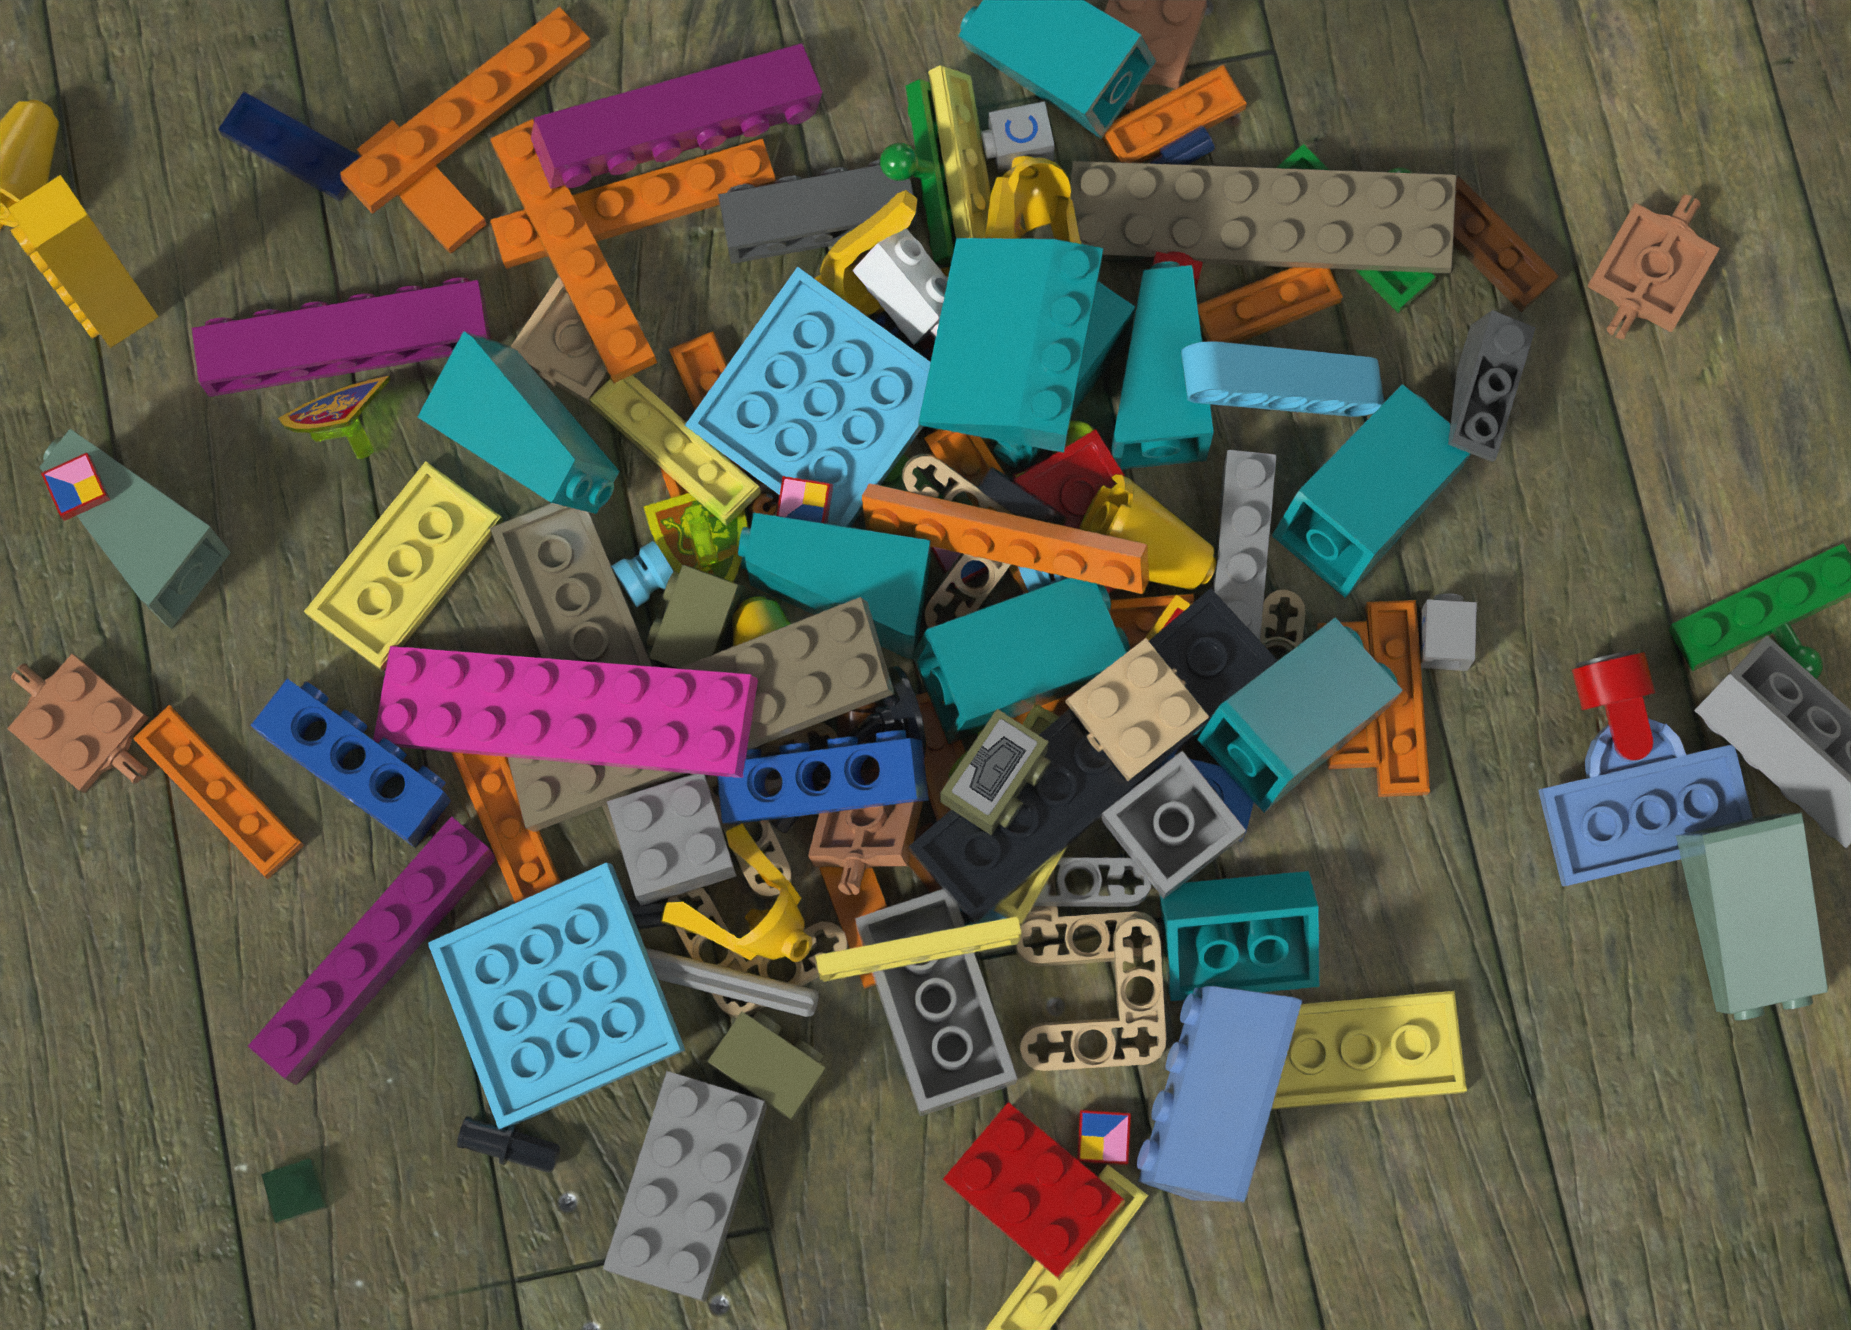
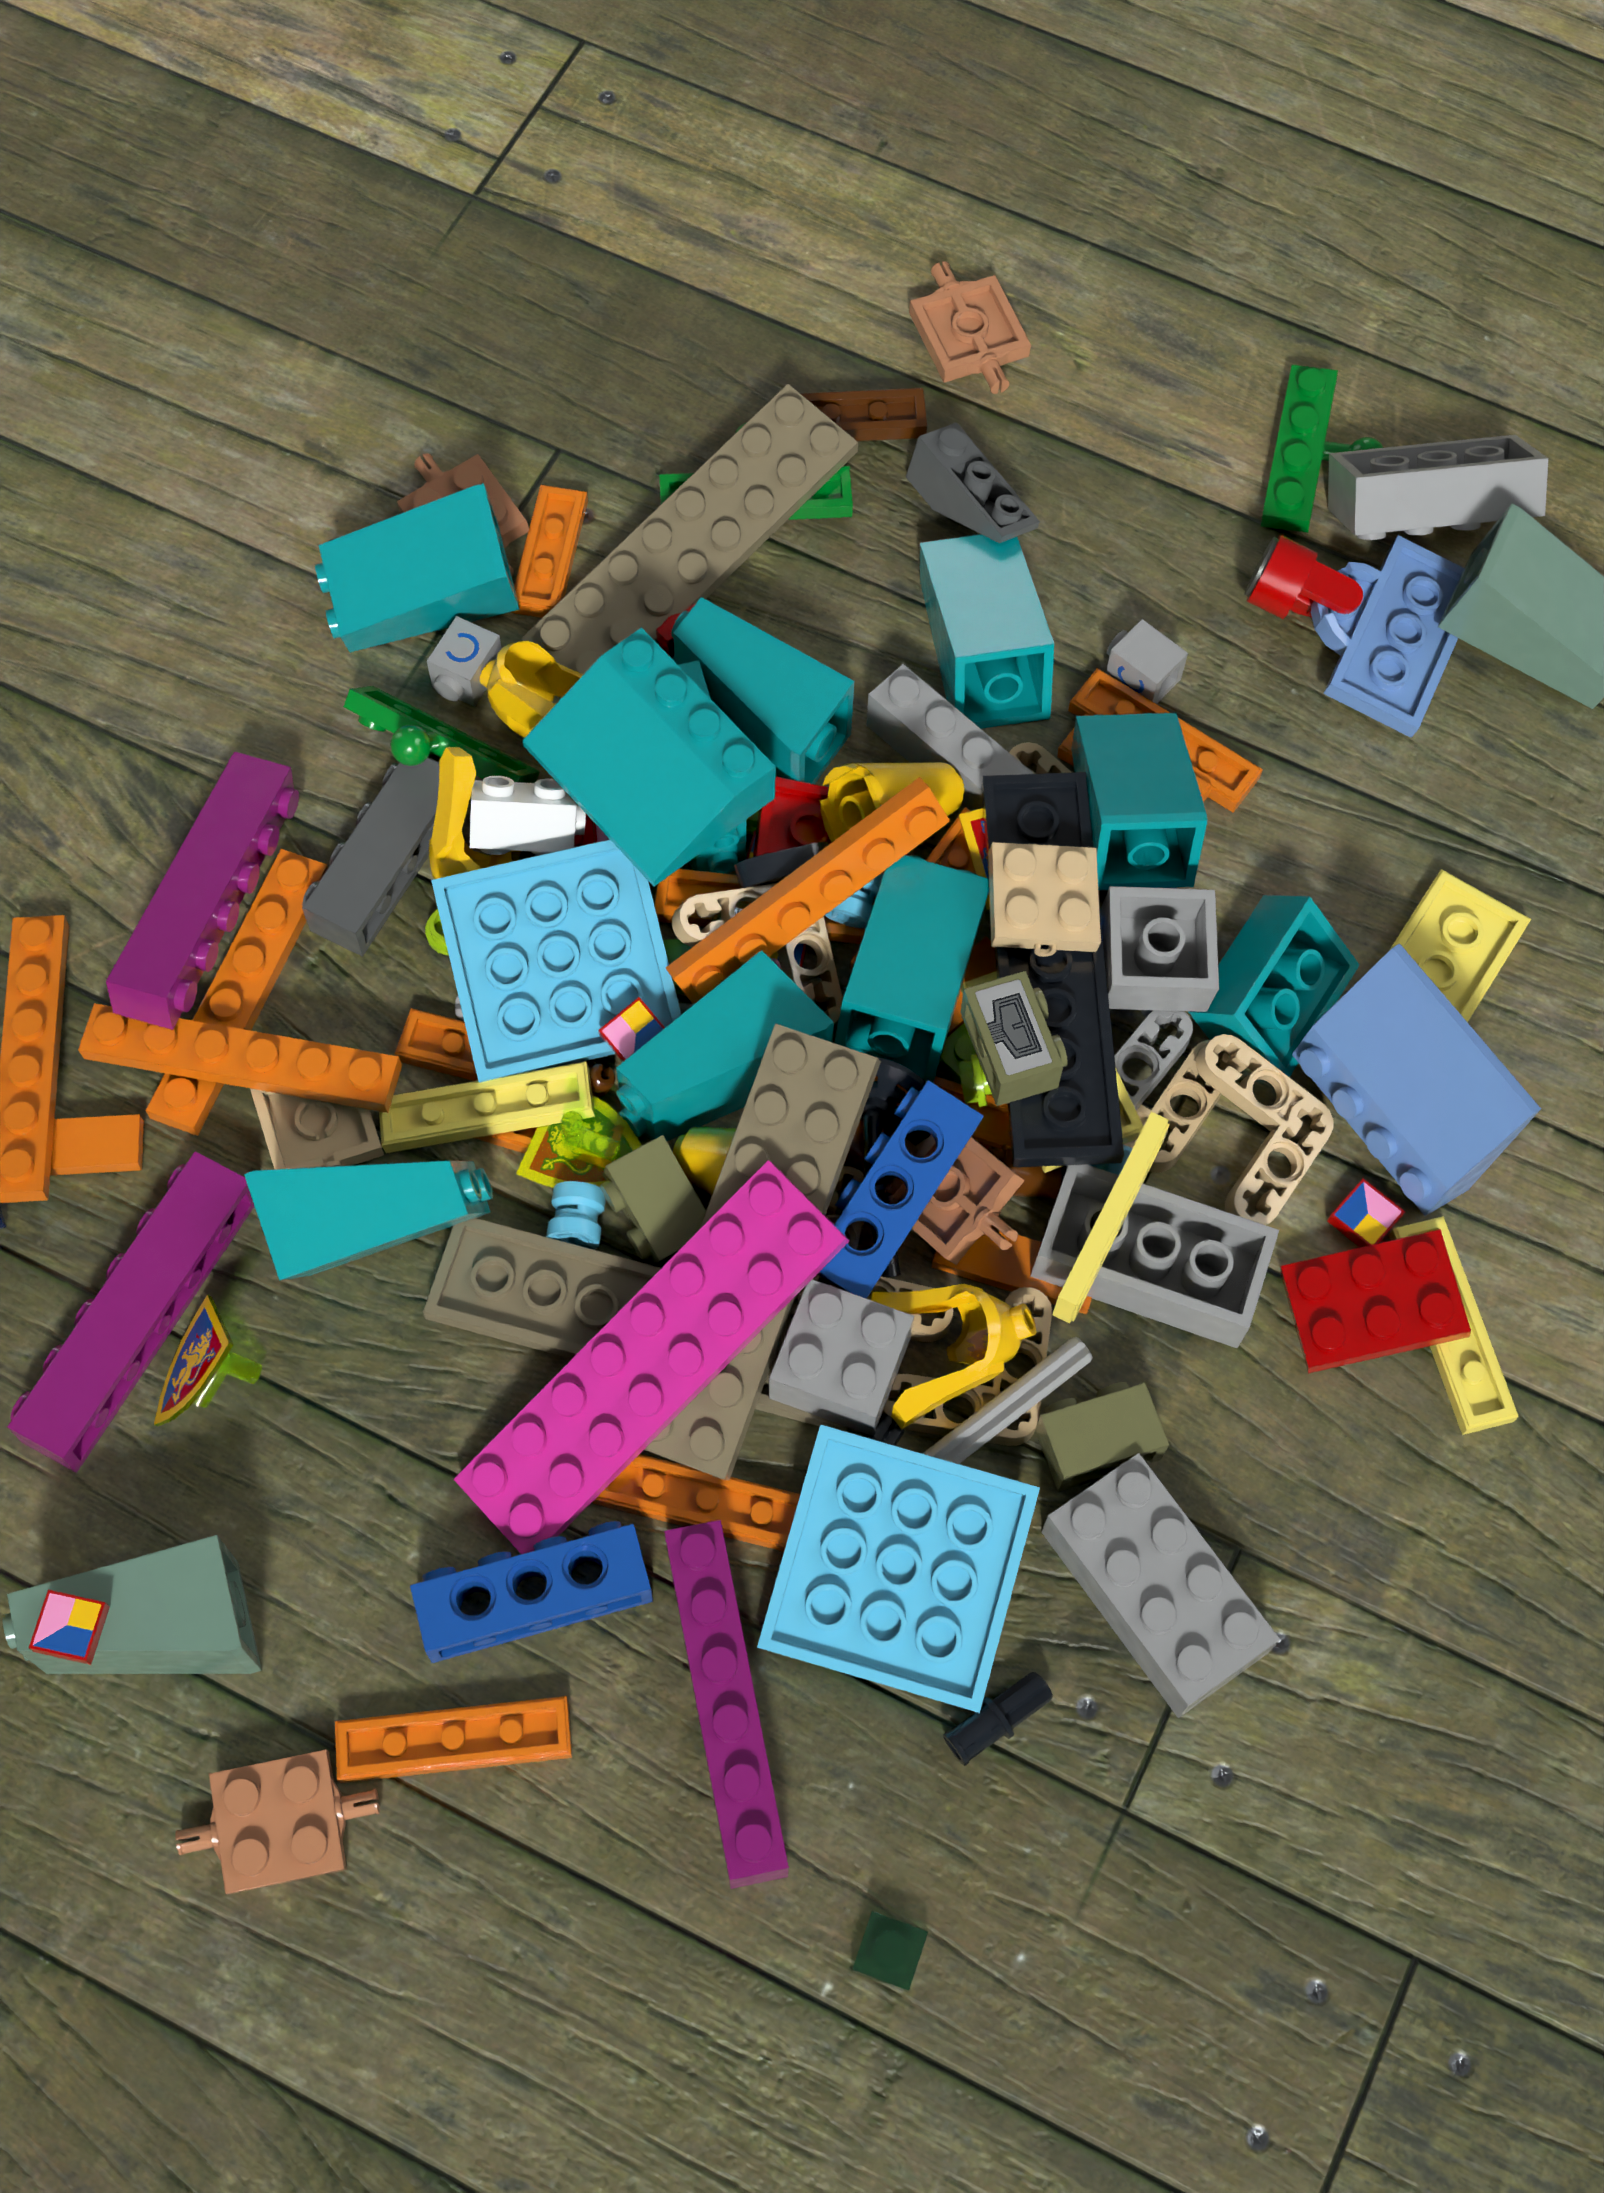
camera: 55 degrees left, 10 degrees down
(403, 565) = (387, 1417): light yellow tile -> none
(961, 151) = (442, 713): light yellow tile -> none
(1186, 148) = (584, 555): dark blue axle -> none
(1267, 304) = (769, 582): orange tile -> none
(1281, 379) = (847, 611): medium azure beam -> none

